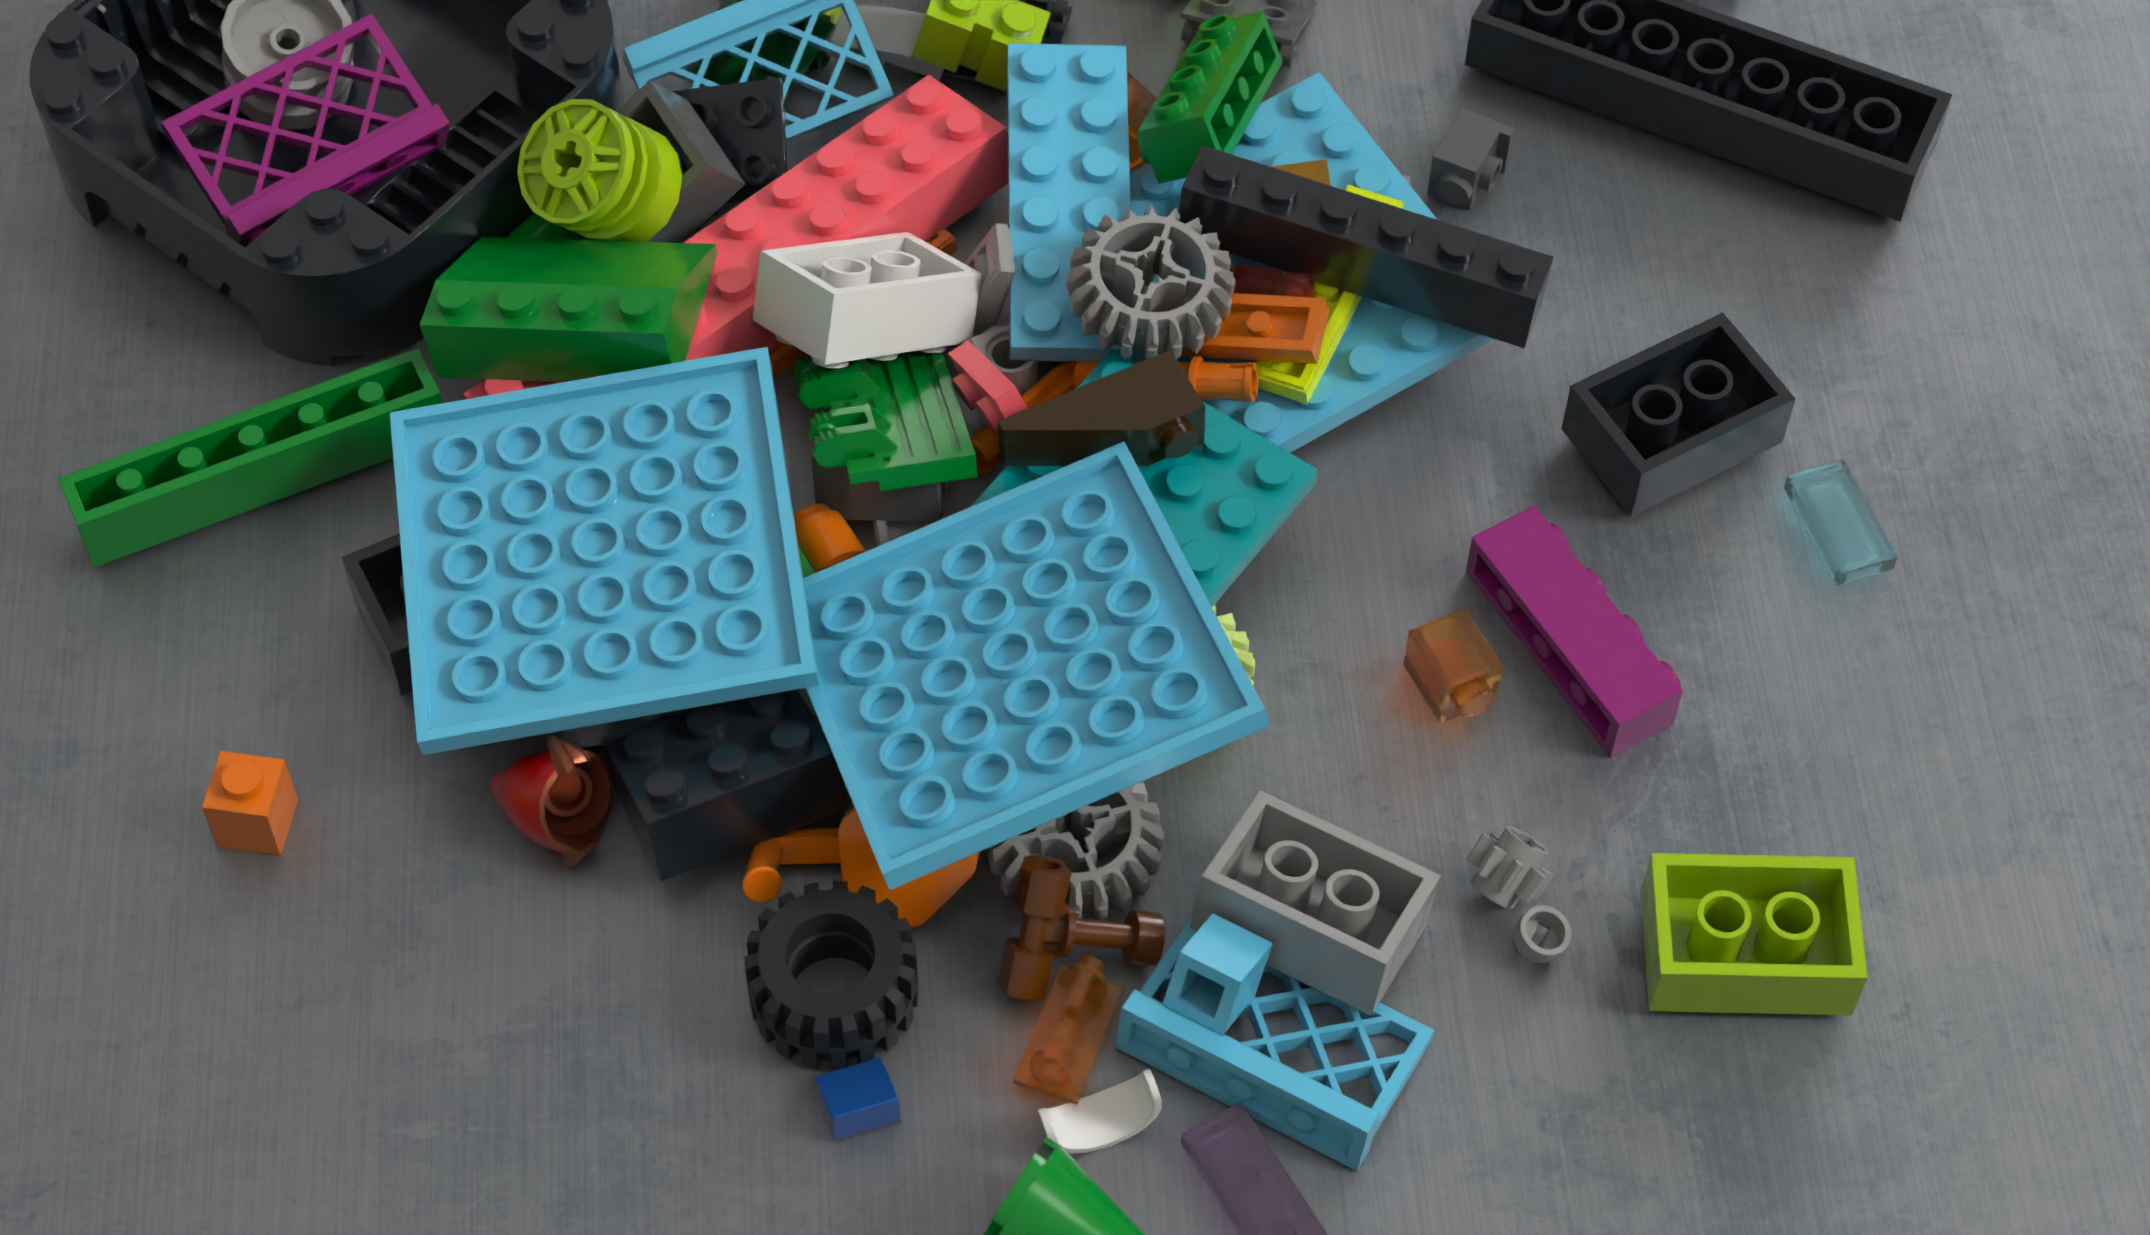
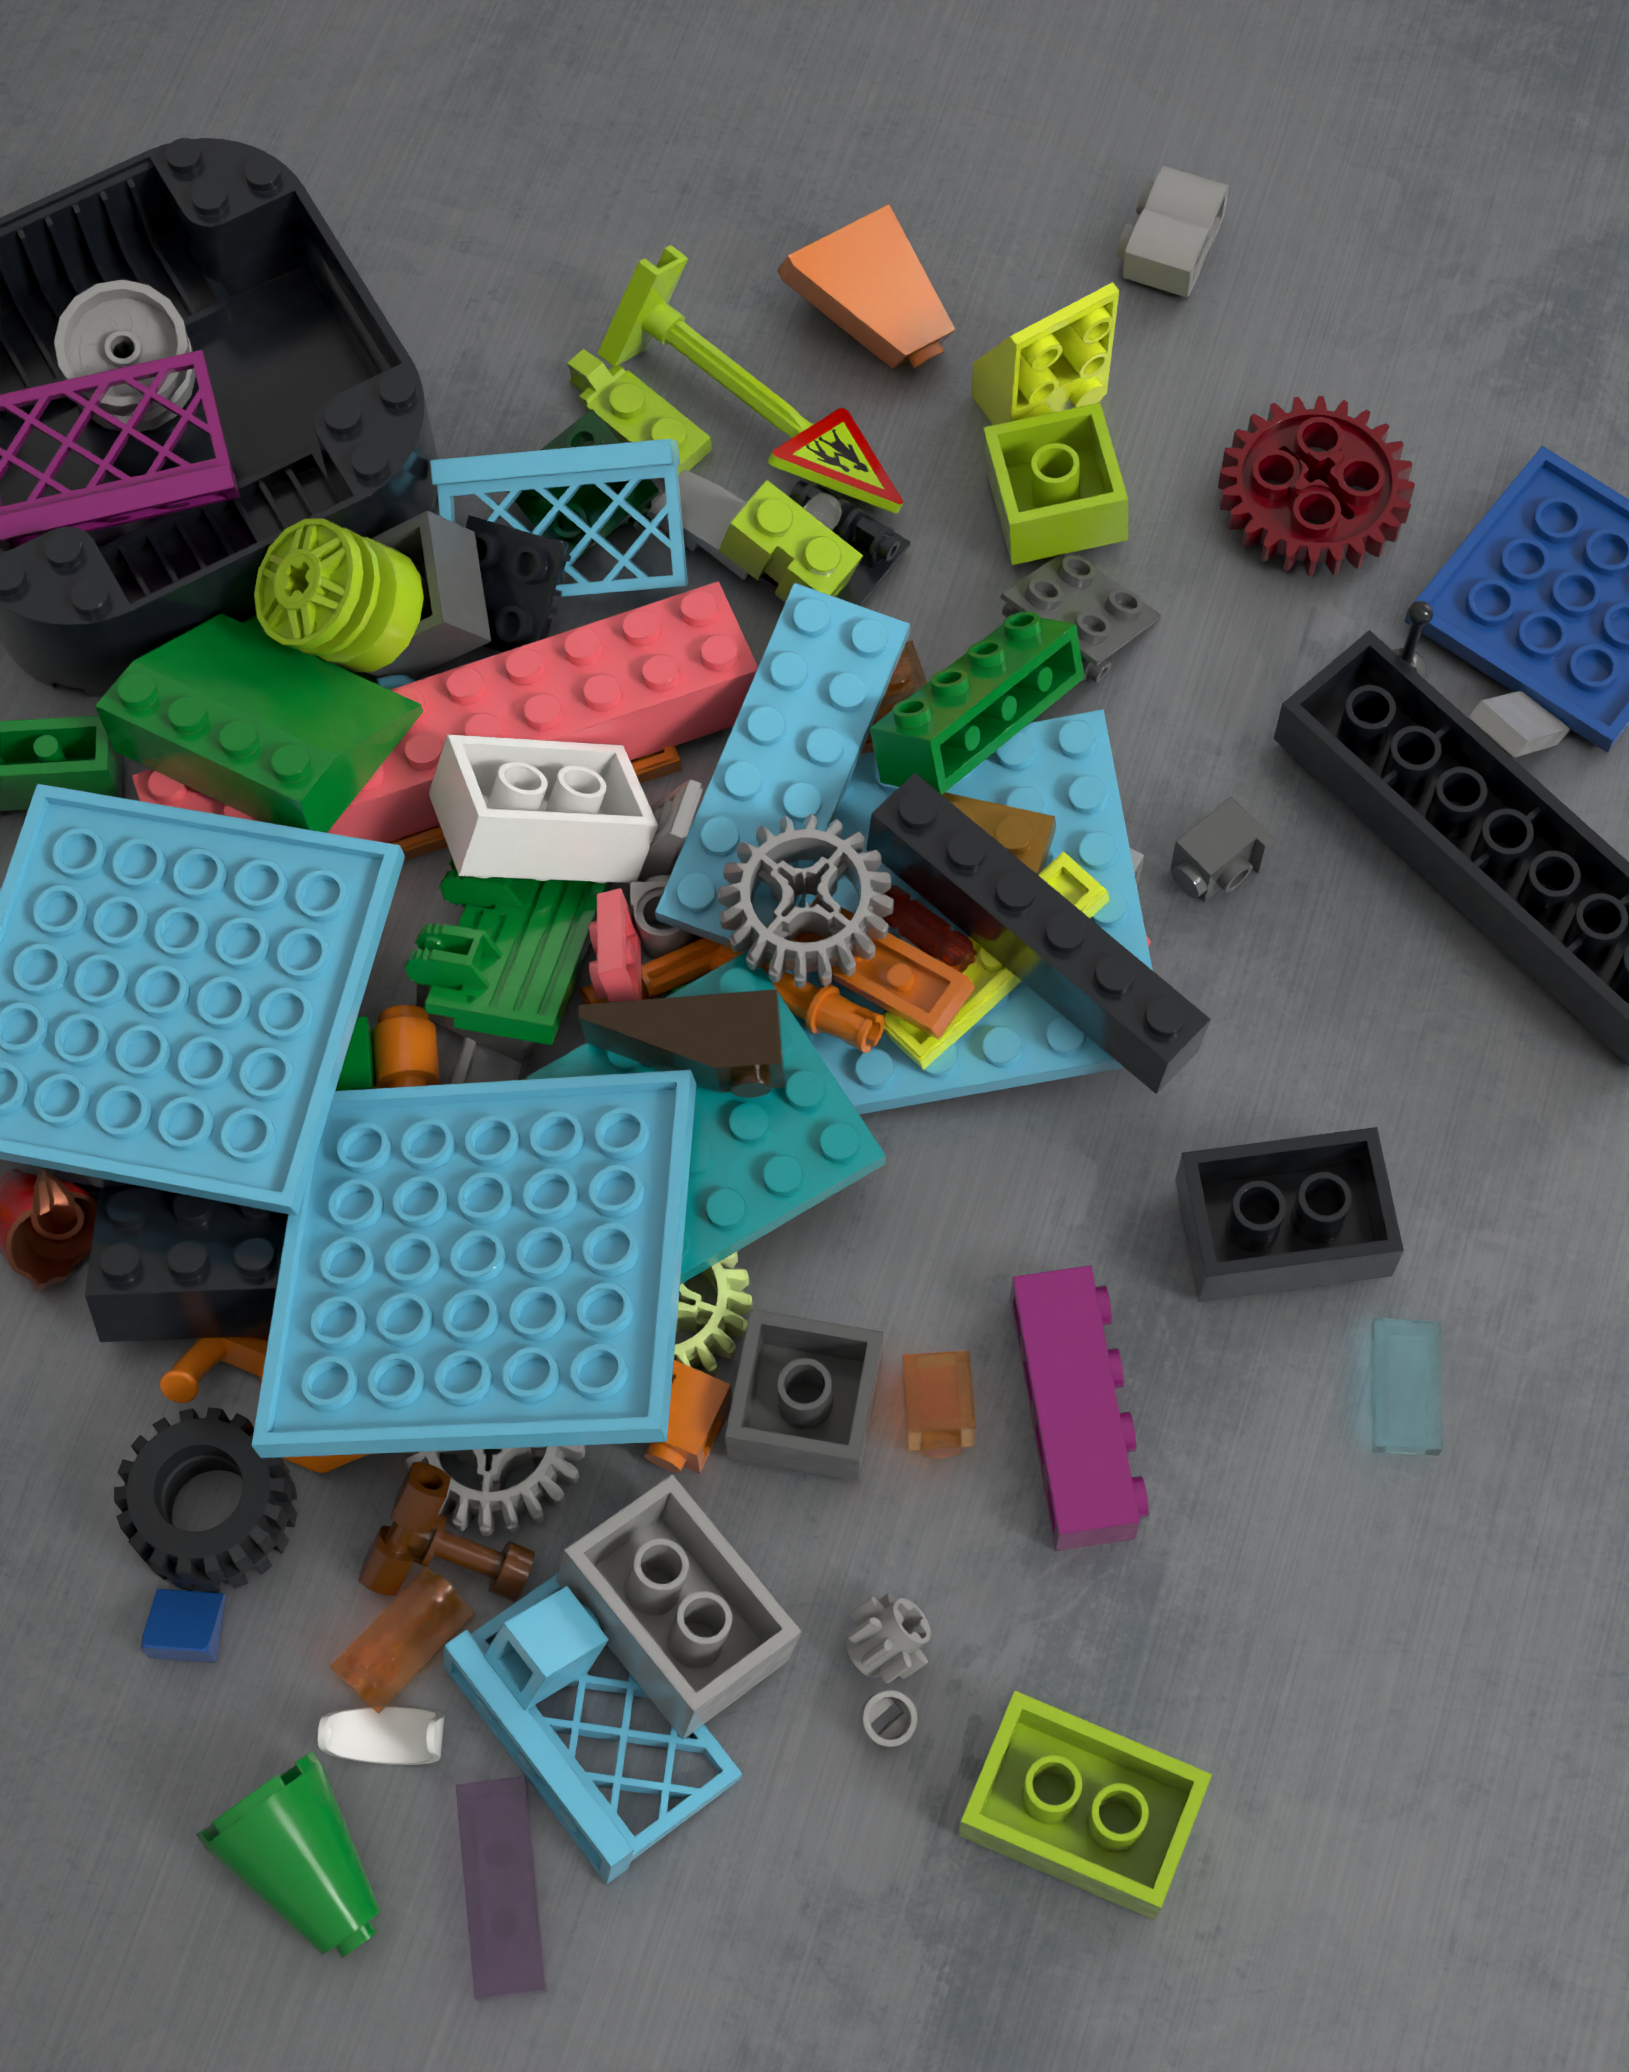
camera: 25 degrees right, 10 degrees up
(1239, 769) = (695, 1420): none -> orange brick
(1338, 696) = (804, 1395): none -> dark grey brick

